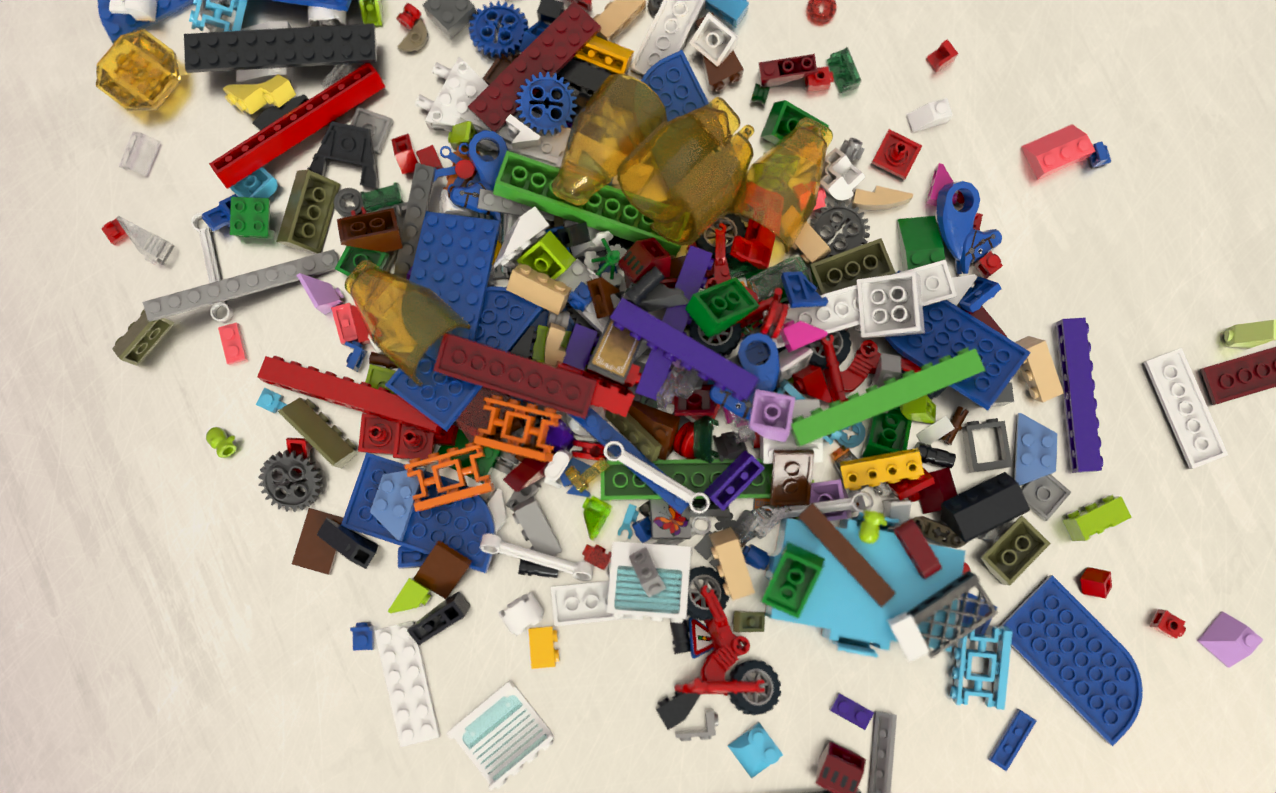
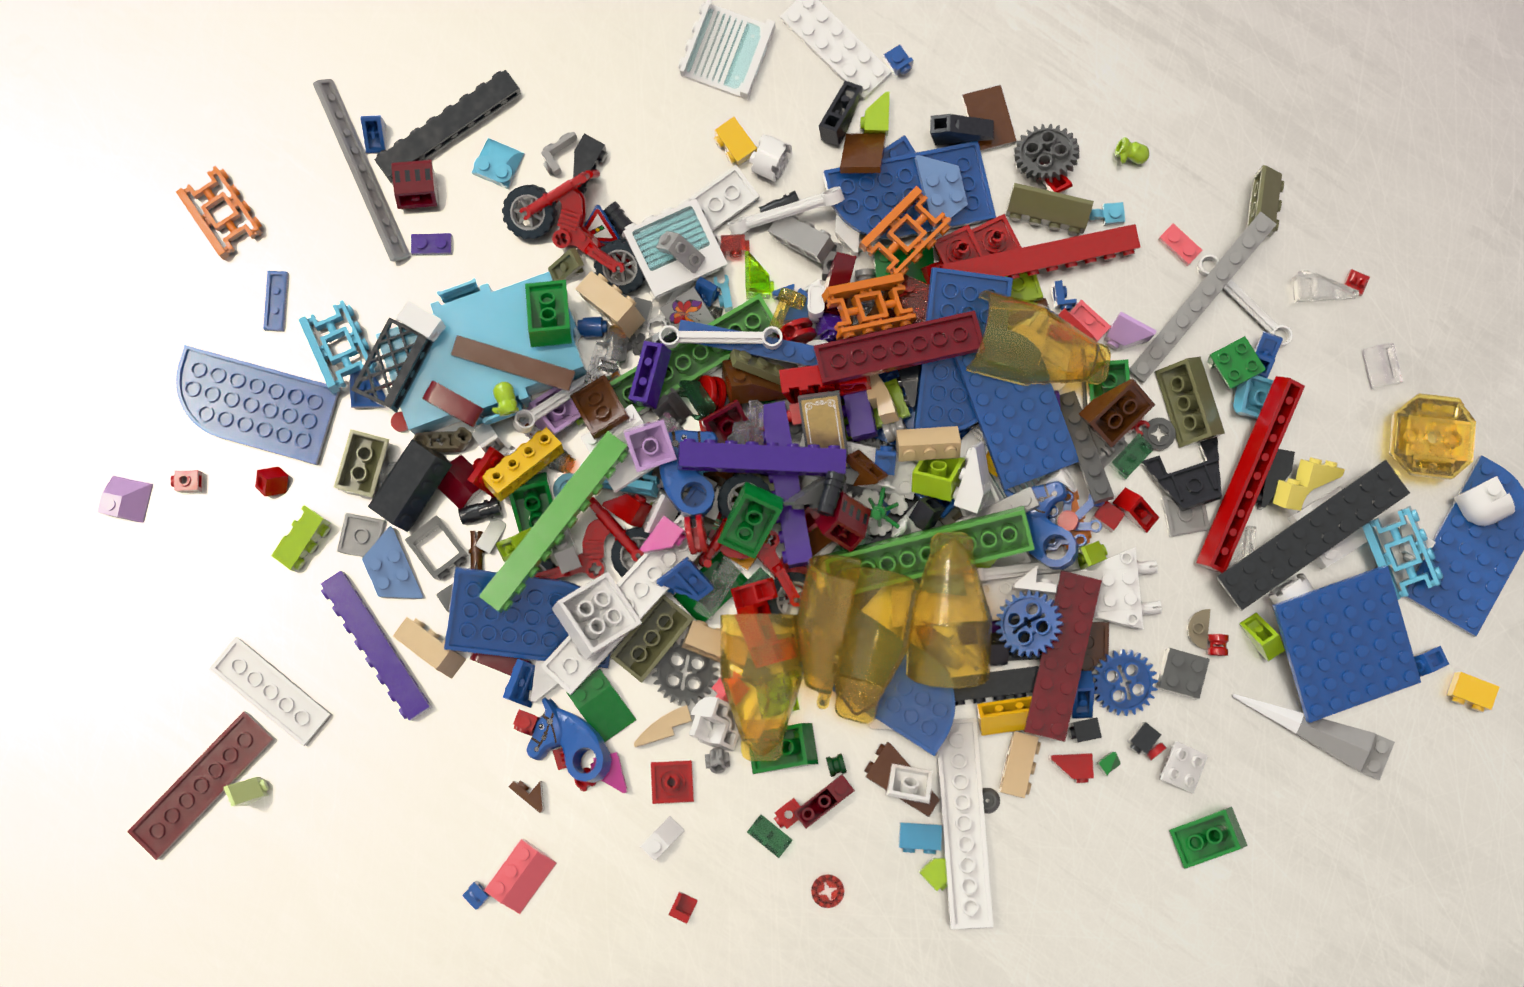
camera: 150 degrees right, 0 degrees up
(1016, 203) = (534, 798): none -> reddish brown slope

